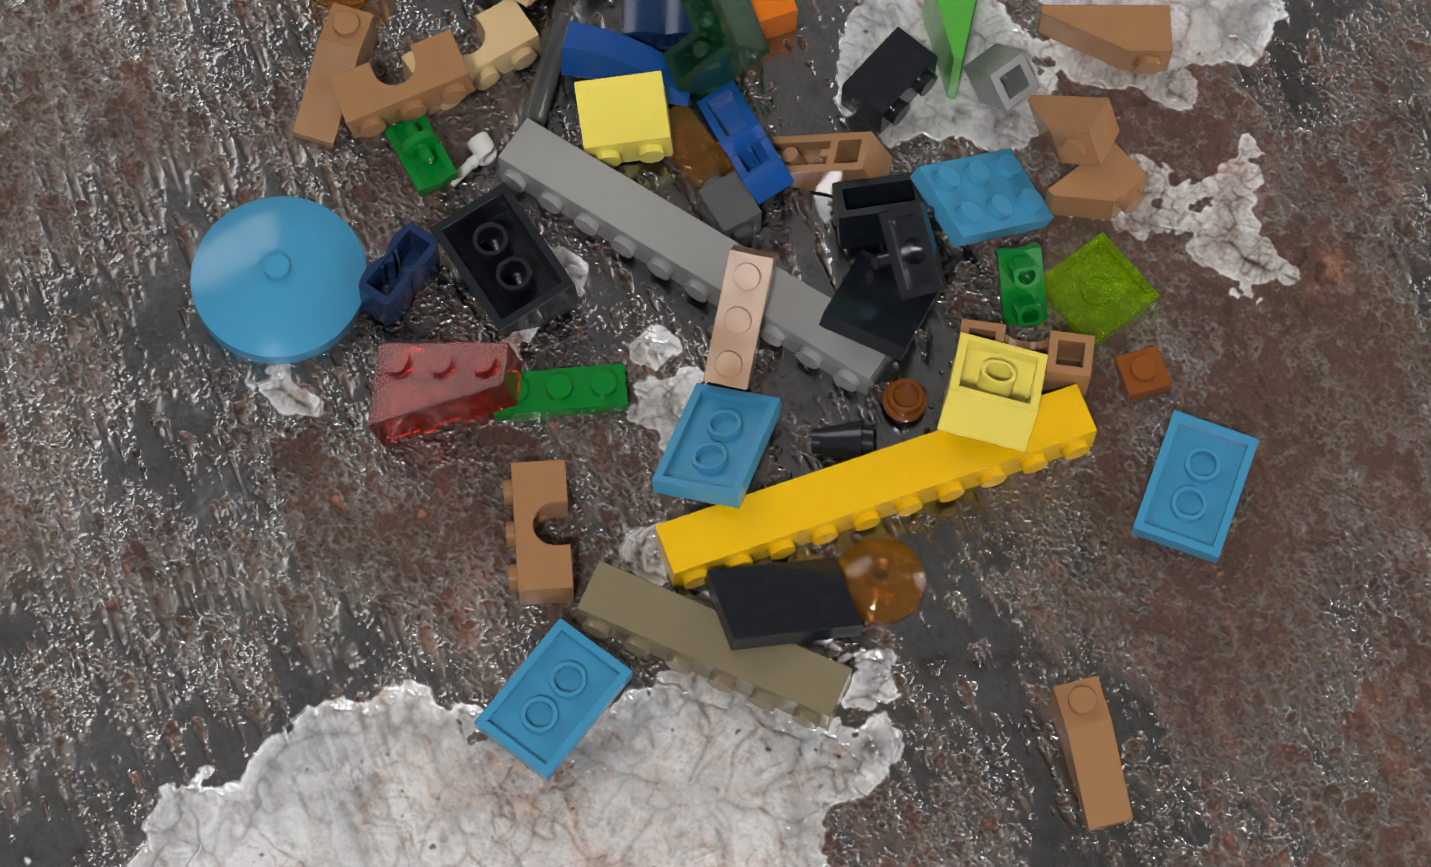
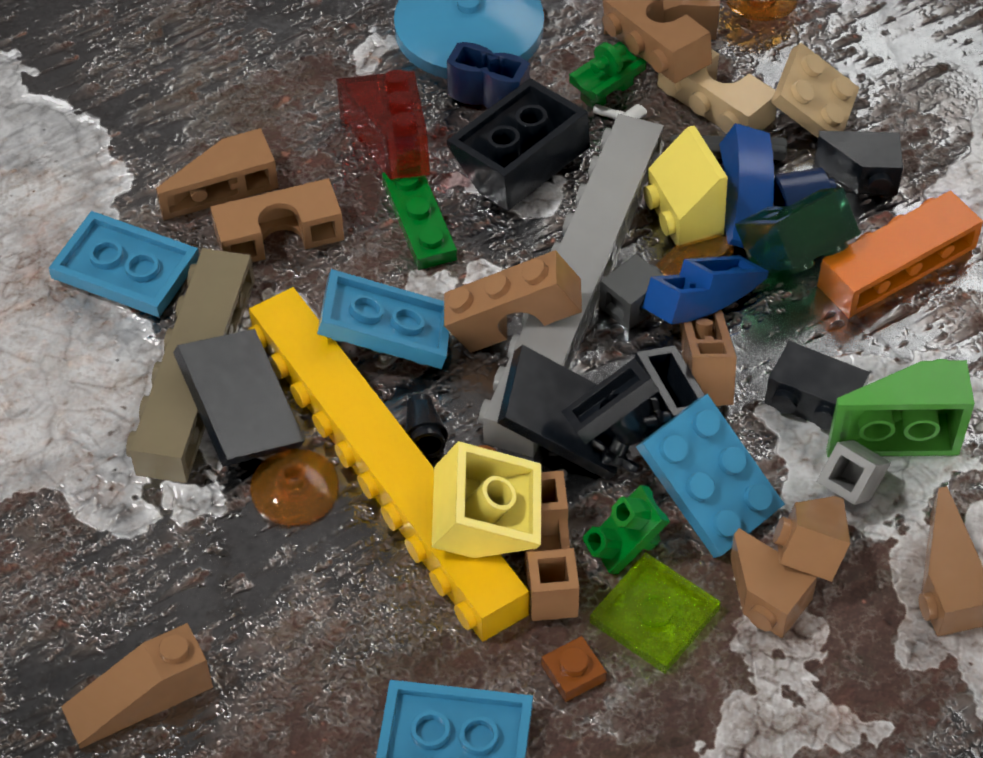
camera: 80 degrees right, 15 degrees down
(449, 570) = (223, 173): none -> medium nougat slope

